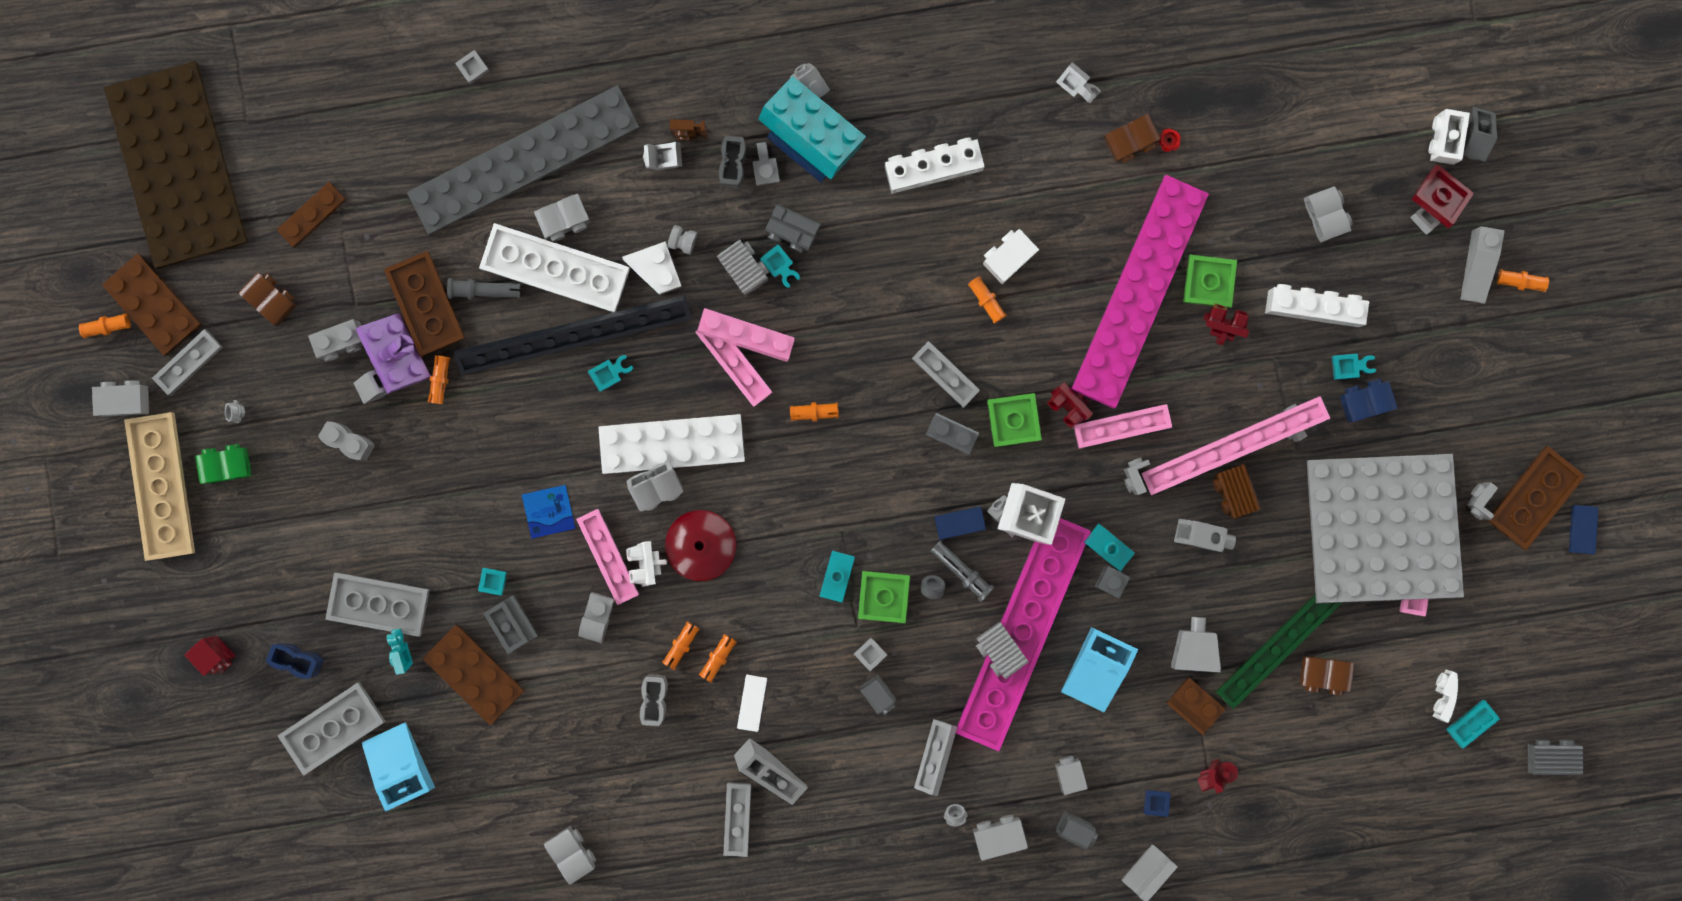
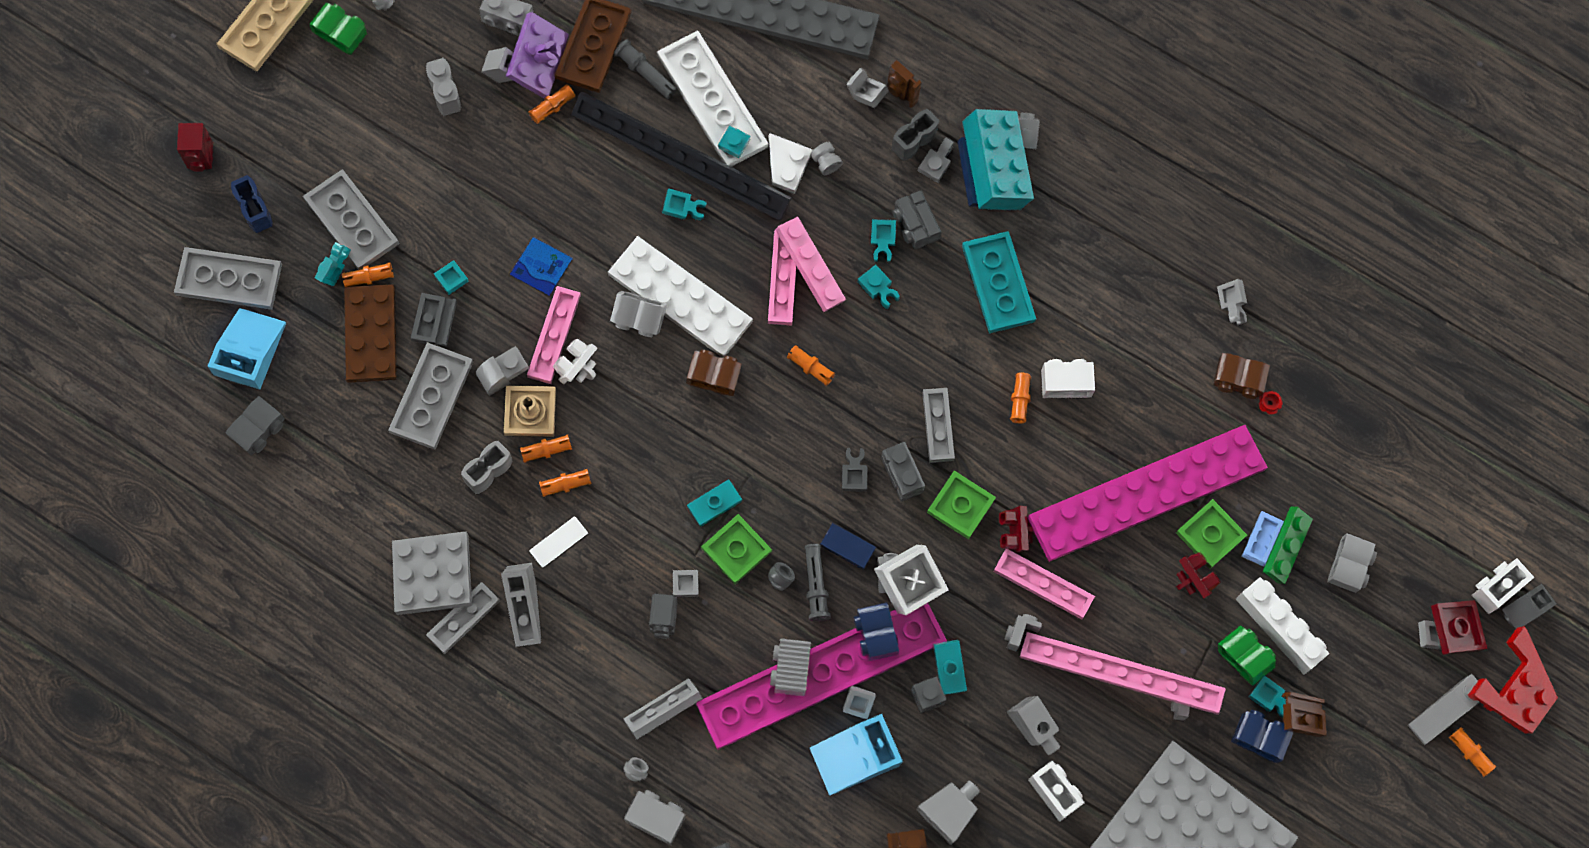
camera: 35 degrees right, 15 degrees down
(430, 634) = (367, 275): none -> orange pin
(459, 817) = (255, 426): none -> dark grey brick
(562, 217) = (751, 69): light grey brick -> none
(562, 682) = (431, 396): none -> light grey plate
(570, 854) = (310, 529): light grey brick -> none
(603, 290) = (734, 142): none -> teal plate
(644, 629) = (530, 411): none -> tan plate
(685, 808) = (431, 573): none -> light grey plate
(718, 545) = (632, 404): dark red dish -> none
(743, 267) = (853, 216): light grey brick -> none
(750, 481) = (713, 372): none -> reddish brown brick
(804, 305) = (877, 284): none -> teal plate
(894, 223) = (998, 282): none -> teal plate
(919, 466) = (854, 475): none -> dark grey plate
(934, 166) = (1067, 266): white brick -> none
(1039, 571) = (877, 632): none -> dark blue brick
(1068, 629) = (859, 702): none -> light grey plate
(1070, 775) = (757, 820): light grey brick -> none
(1236, 491) = (1092, 713): reddish brown brick -> none
(1249, 251) = (1262, 538): none -> light blue plate
(1259, 571) = (1056, 790): none -> white brick
(1271, 241) = (1287, 545): none -> green plate
(1310, 351) = (1247, 655): none -> green brick
(1386, 360) = (1304, 714): none -> reddish brown plate
(1528, 204) = (1526, 694): none -> wing

